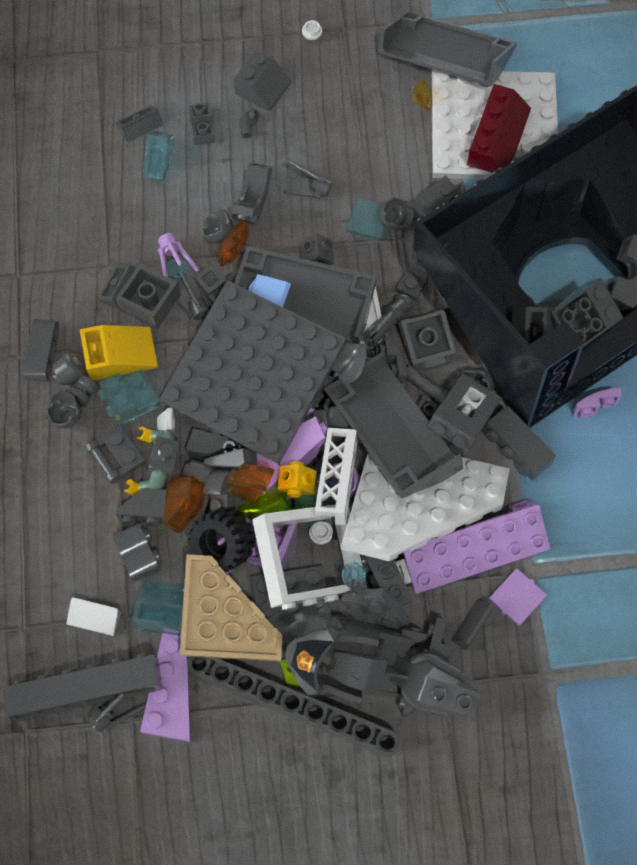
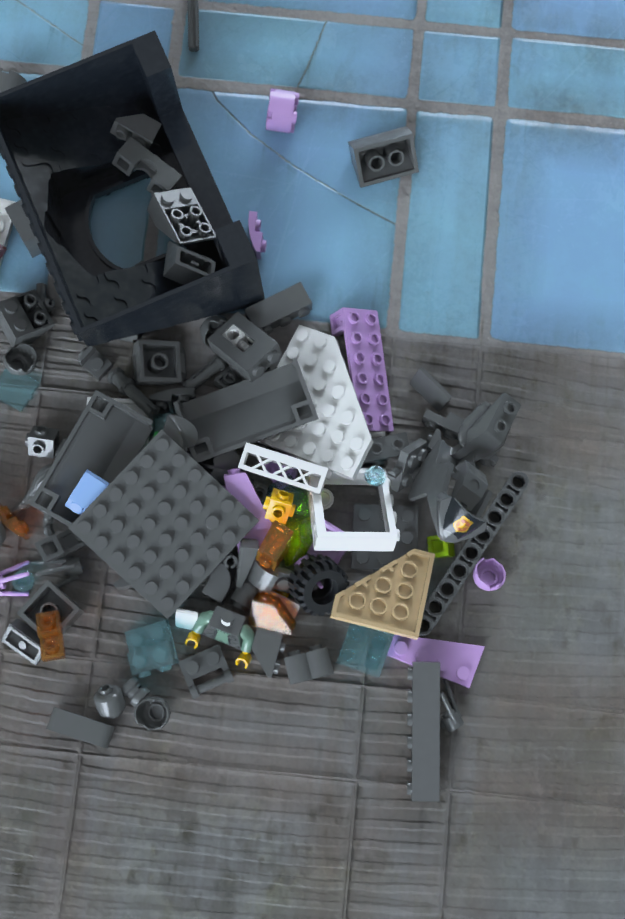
camera: 80 degrees left, 10 degrees up
(93, 616) = (359, 714): white slope -> none
(117, 350) = (101, 651): yellow slope -> none
(125, 295) = (51, 636): none -> clear orange slope
(272, 729) = (489, 574): none -> lavender hair
(517, 597) = (413, 348): lavender piece -> none

